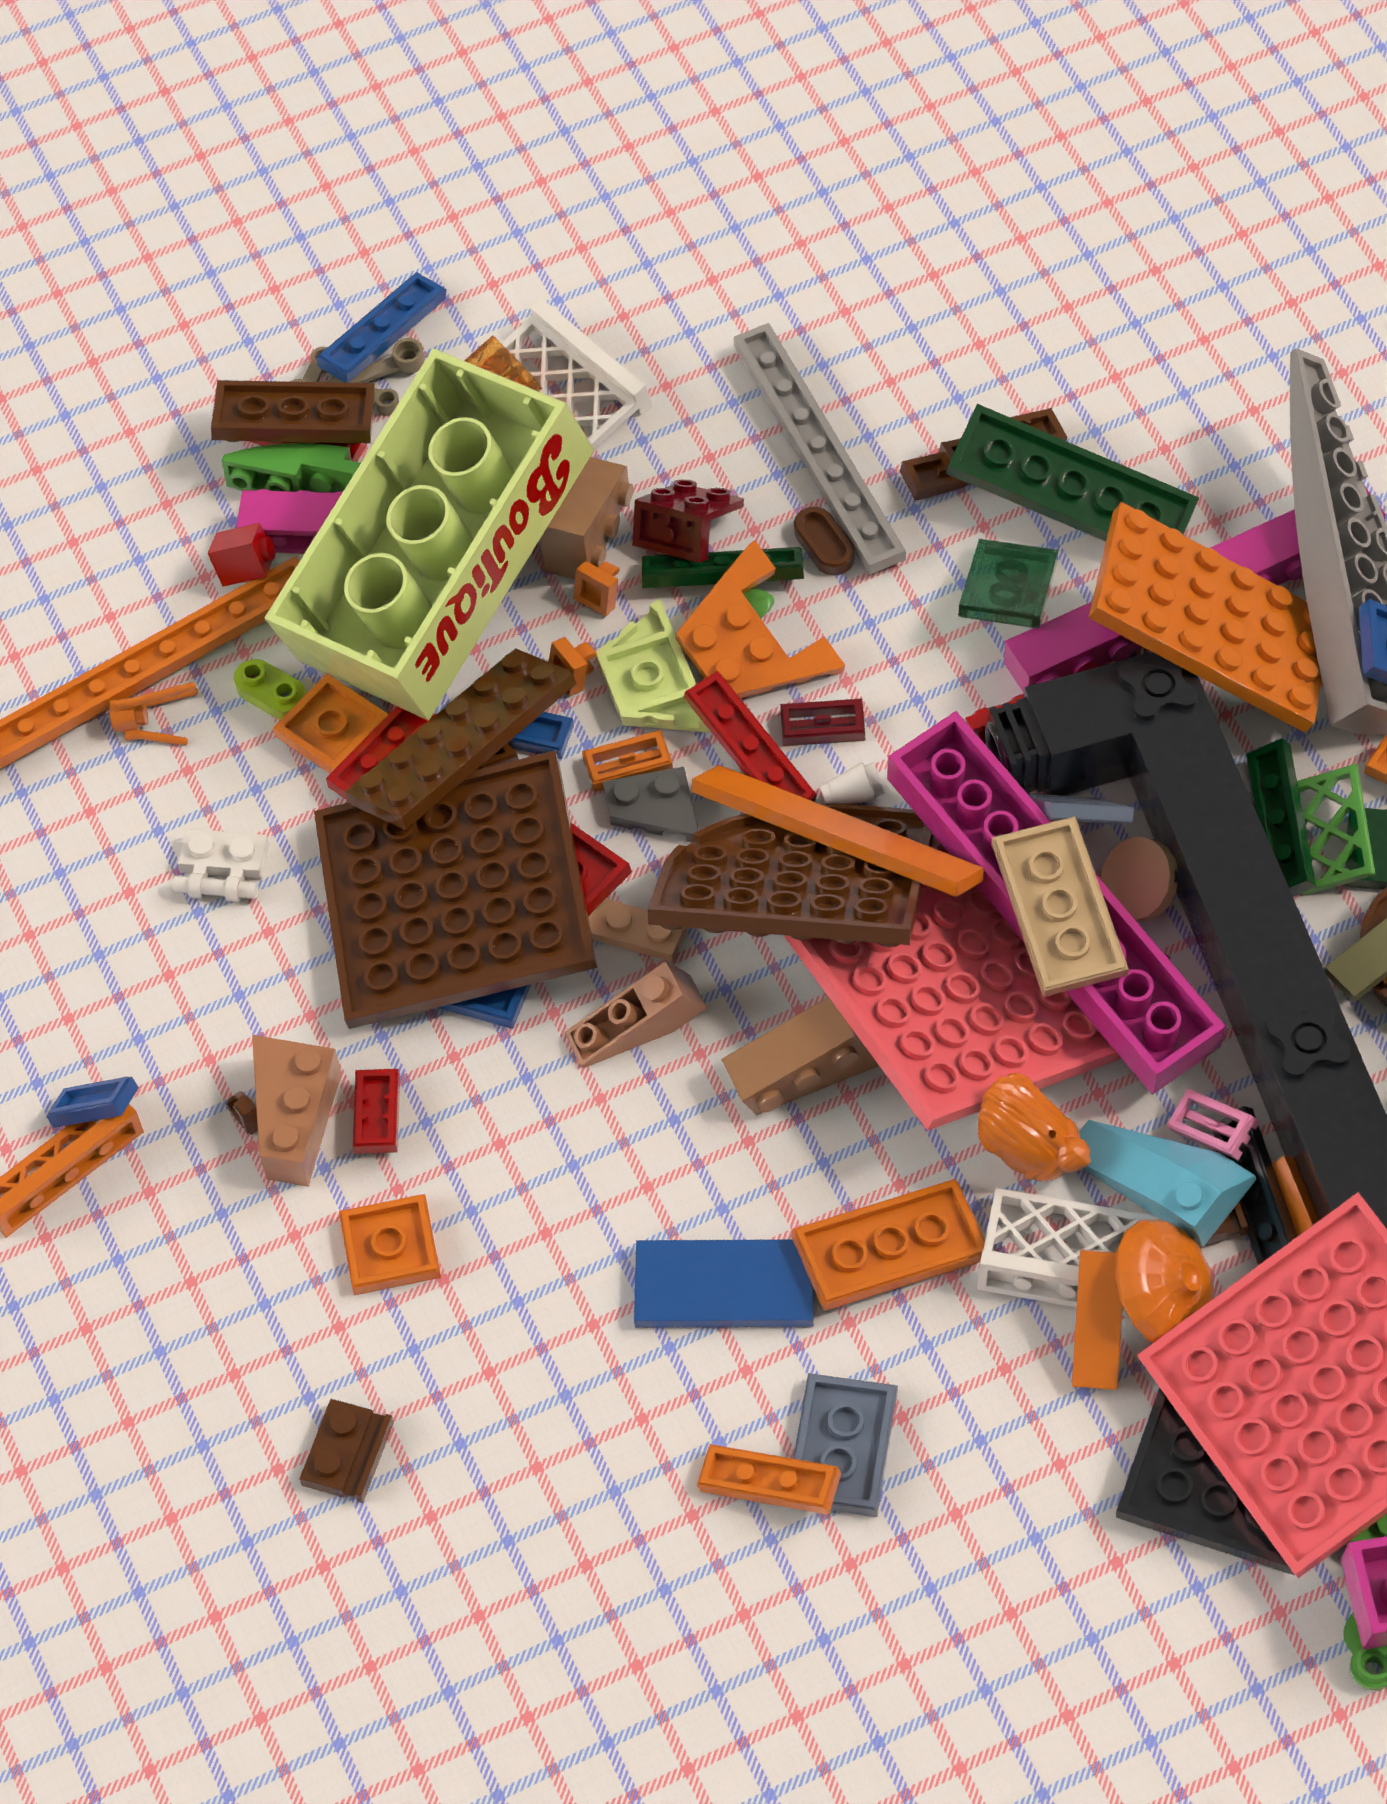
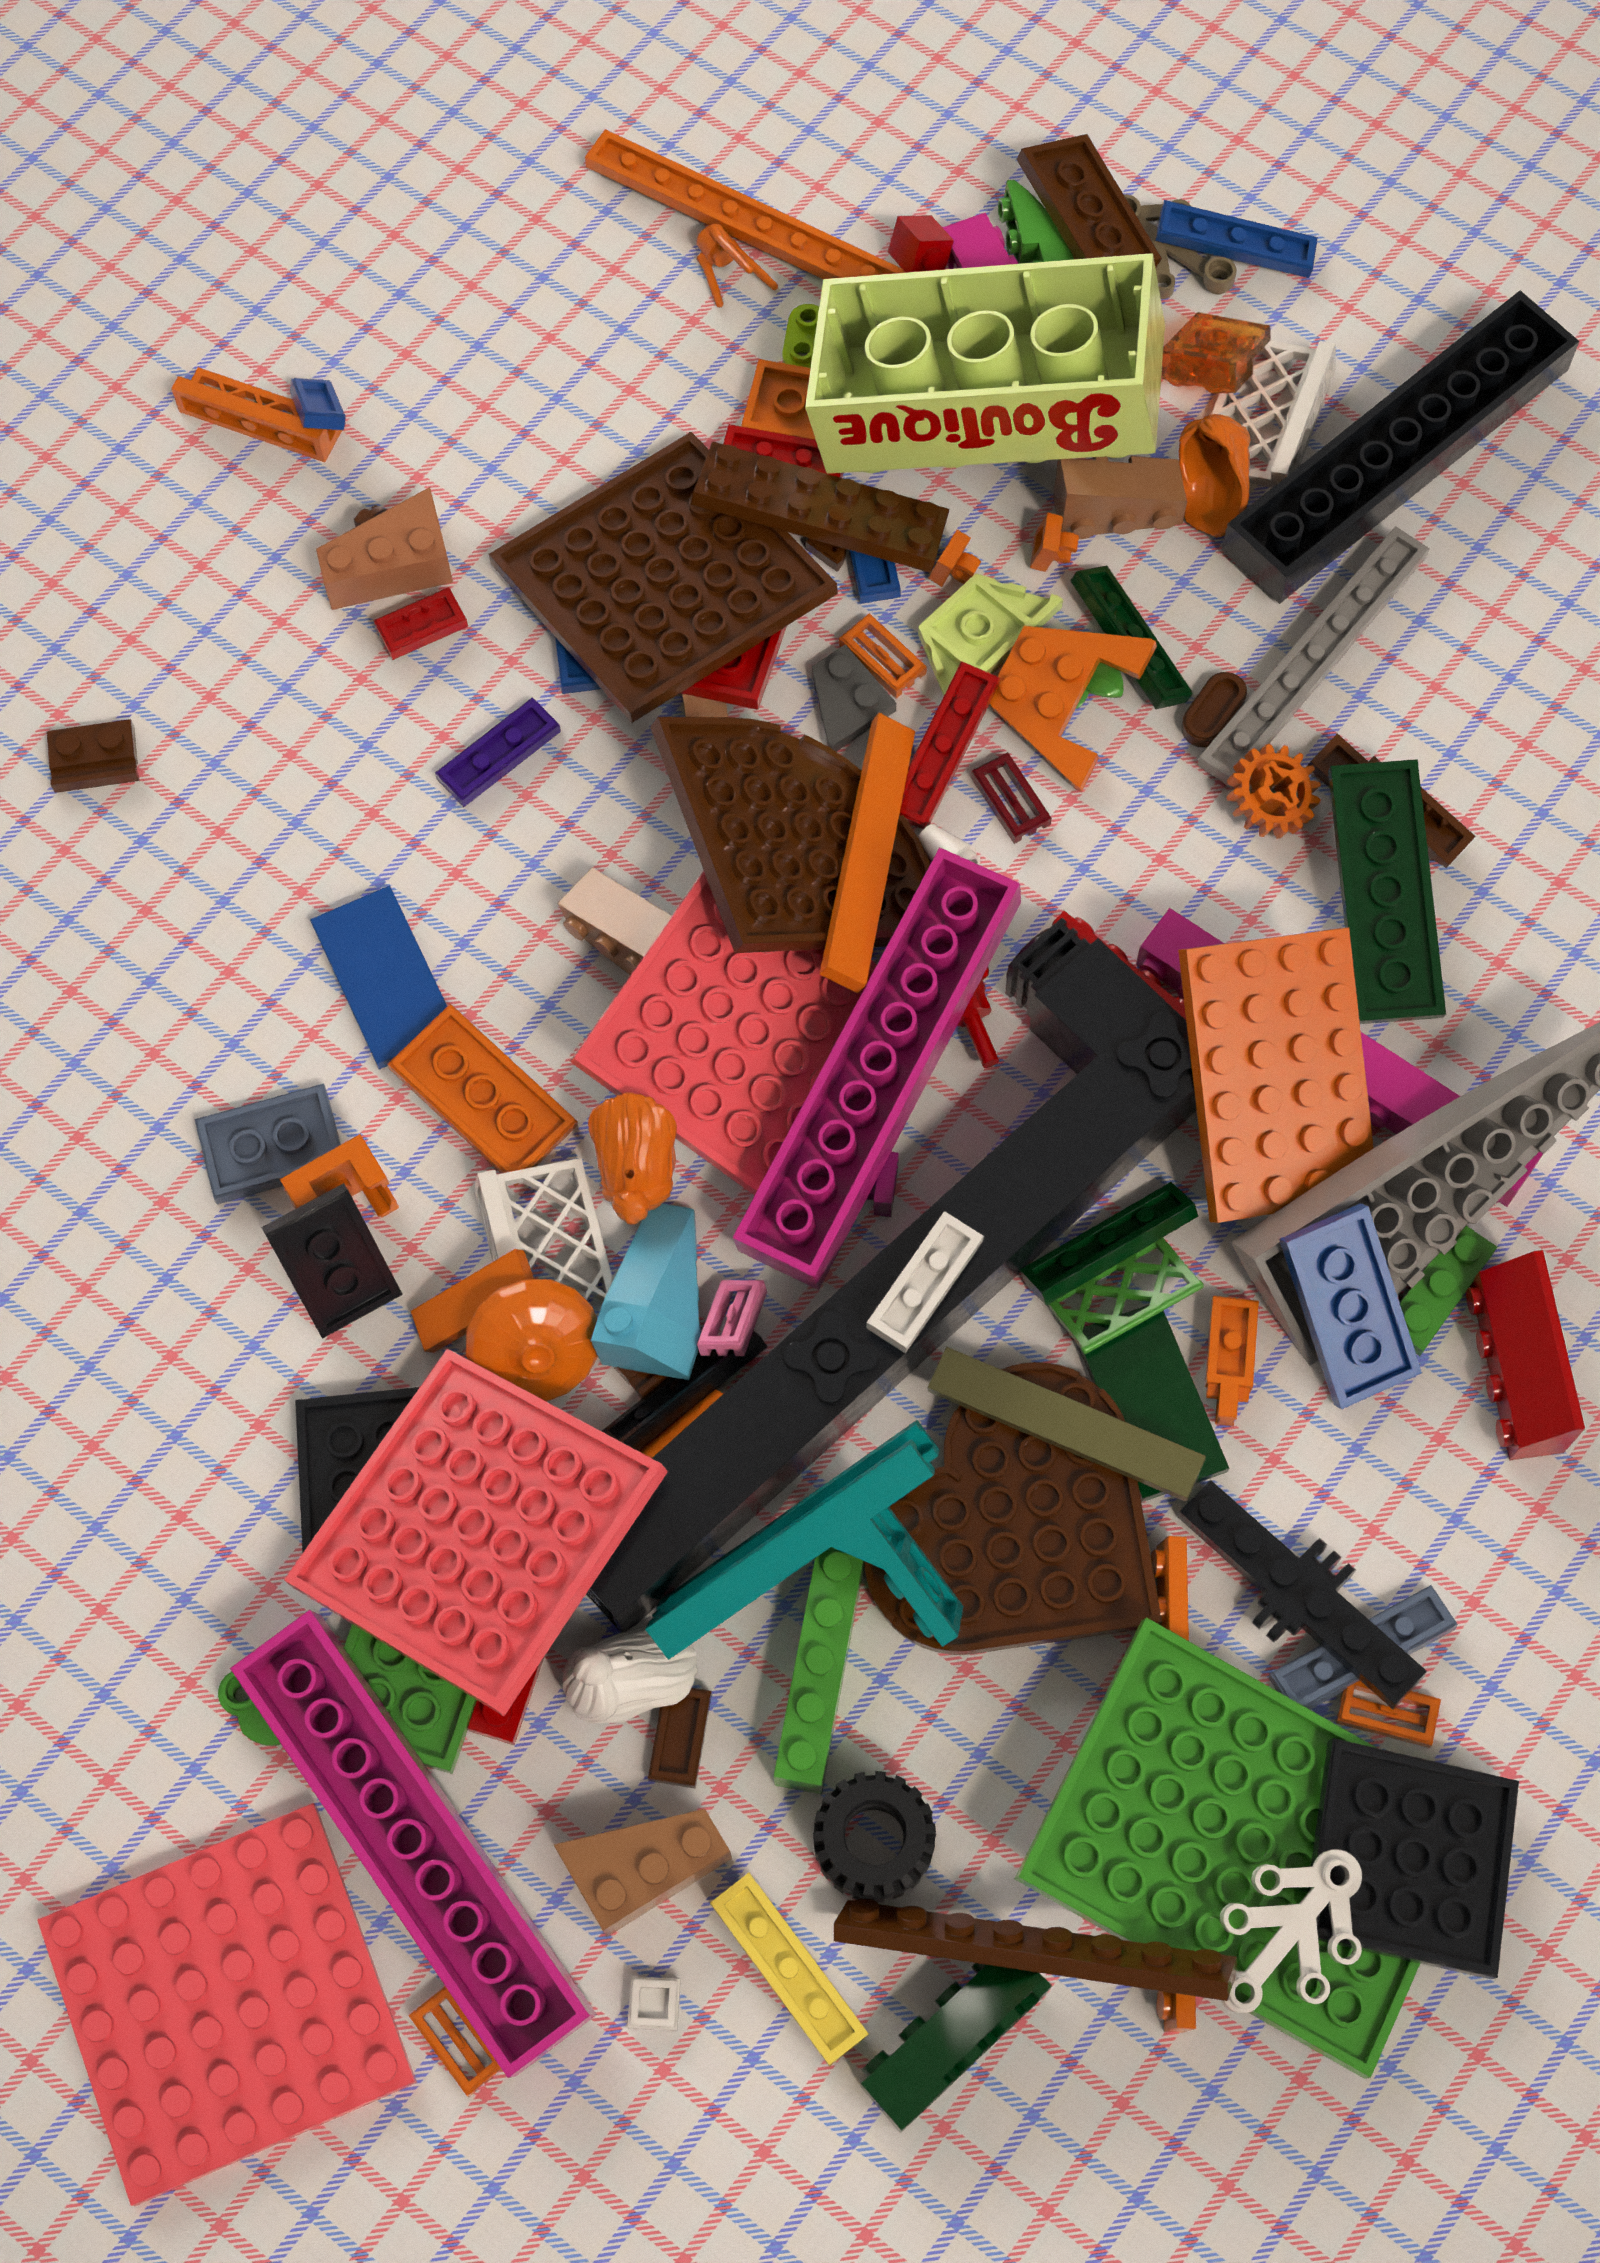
camera: 60 degrees right, 10 degrees up
(221, 855) = (618, 385): white plate -> none
(389, 1244) = (301, 696): orange tile -> none
(545, 1102) = (498, 752): none -> dark purple tile
(621, 433) = (1214, 472): none -> orange hair
(637, 1015) = (616, 784): nougat slope -> none
(664, 301) = (1399, 446): none -> black brick
(679, 518) = (1163, 566): dark red bracket -> none
(769, 1479) = (202, 1097): orange tile -> none
(927, 1402) = (347, 1164): none -> orange panel
(932, 526) = (1270, 809): none -> orange gear
(1007, 1414) = (332, 1260): none -> black tile
(1008, 583) = (1243, 884): clear green tile -> none
(1059, 906) = (858, 1069): tan tile -> none
(1083, 808) = (999, 1043): sand blue tile -> none
(1141, 876) = (965, 1139): tan tile -> none
(1281, 935) = (924, 1282): none -> white plate

